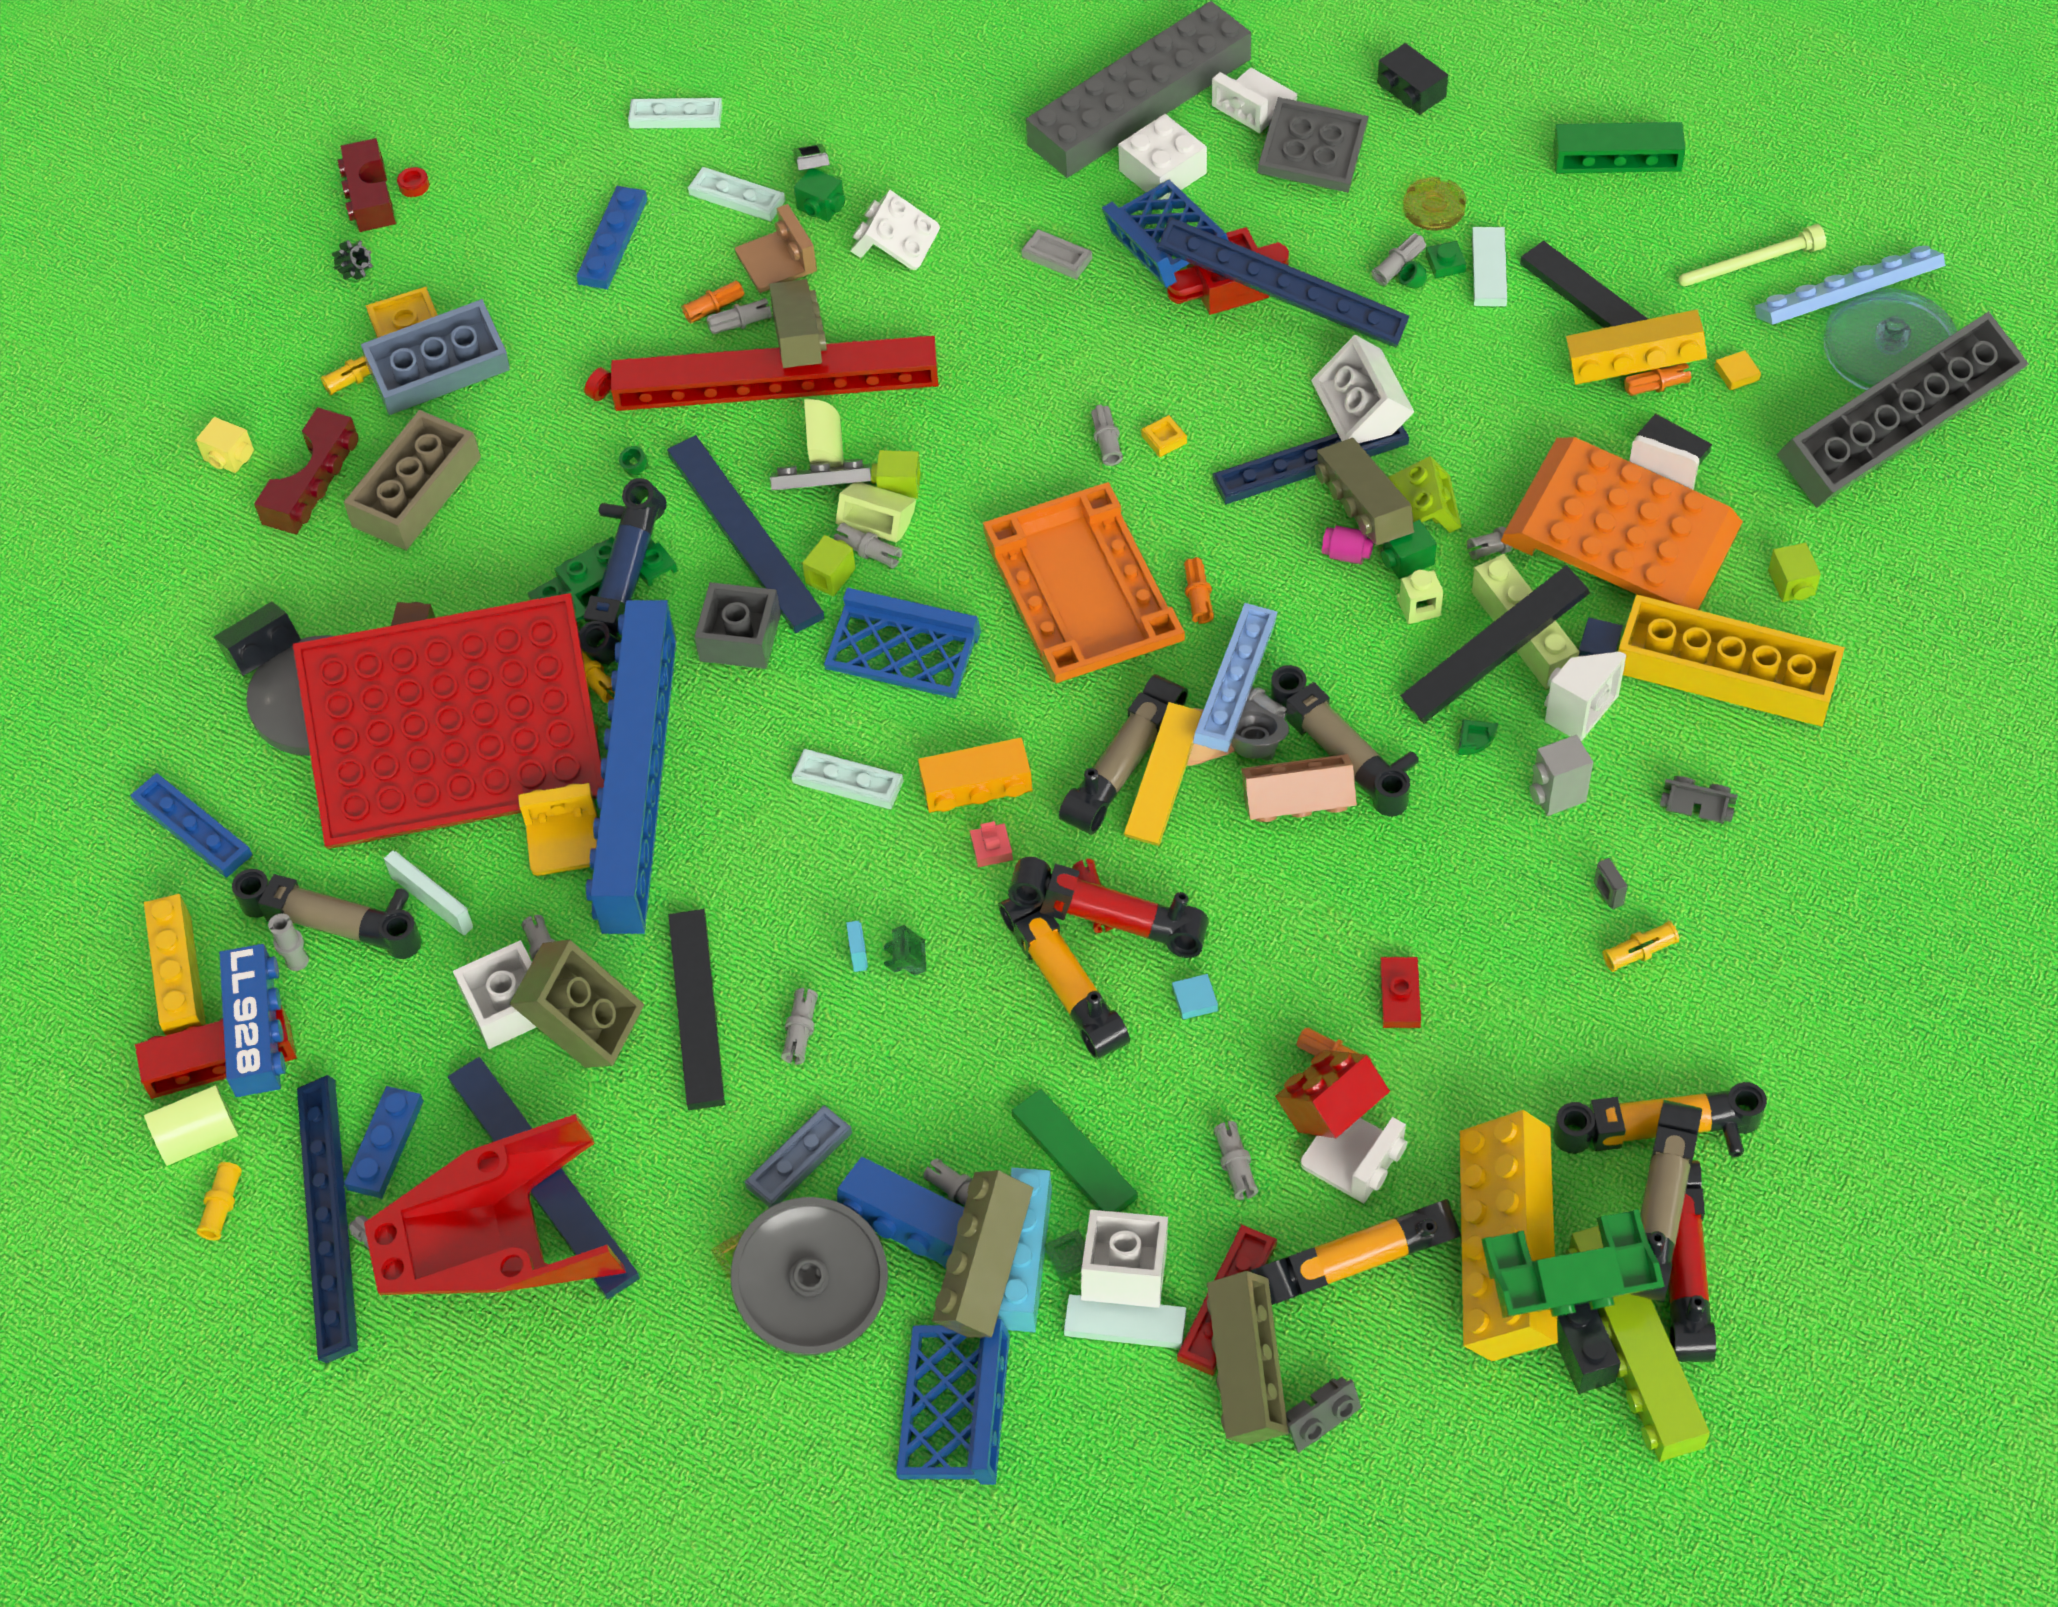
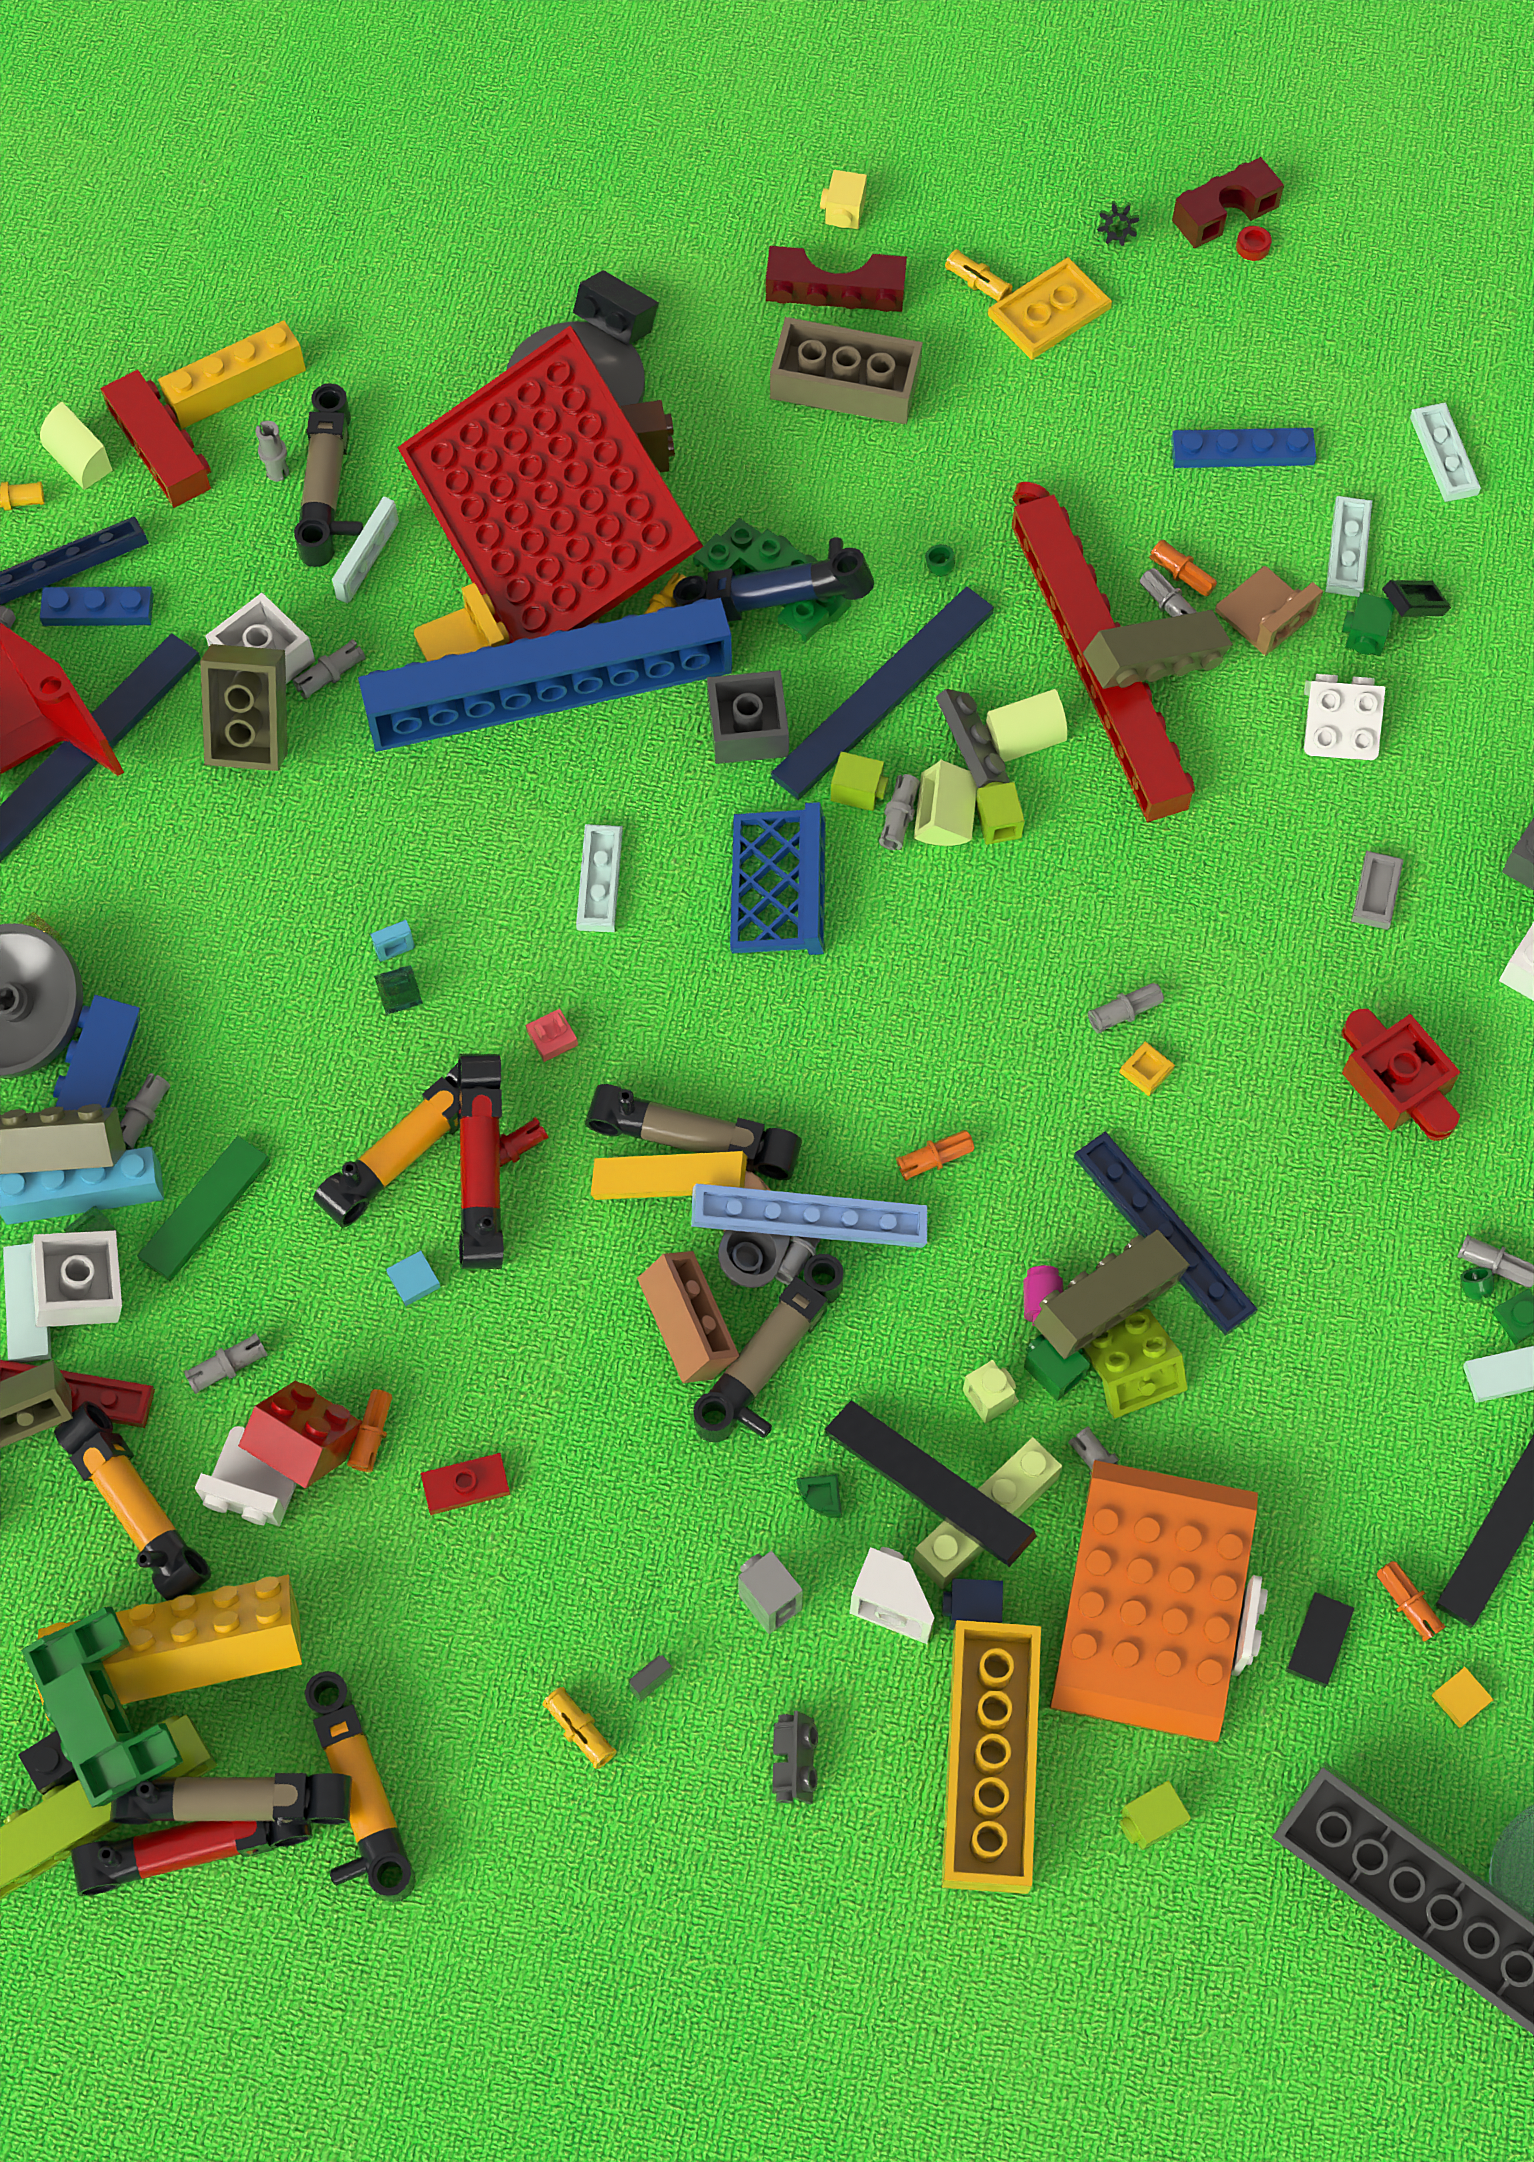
camera: 70 degrees right, 10 degrees up
(191, 825) = (395, 332): blue plate -> none
(251, 1021) = (170, 446): blue brick -> none
(435, 357) = (1006, 336): sand blue brick -> none
(696, 1010) = (295, 821): black tile -> none
(798, 1157) = (151, 959): sand blue tile -> none
(799, 1026) = (294, 917): light grey pin -> none
(975, 775) = (626, 995): light orange brick -> none
(1081, 583) = (904, 1034): orange slope -> none
(1144, 242) = (1400, 968): blue fence -> none
(1283, 282) = (1388, 1133): dark blue tile -> none
(1362, 392) = (1267, 1263): white slope -> none
(1636, 347) = (1436, 1562): yellow brick -> none

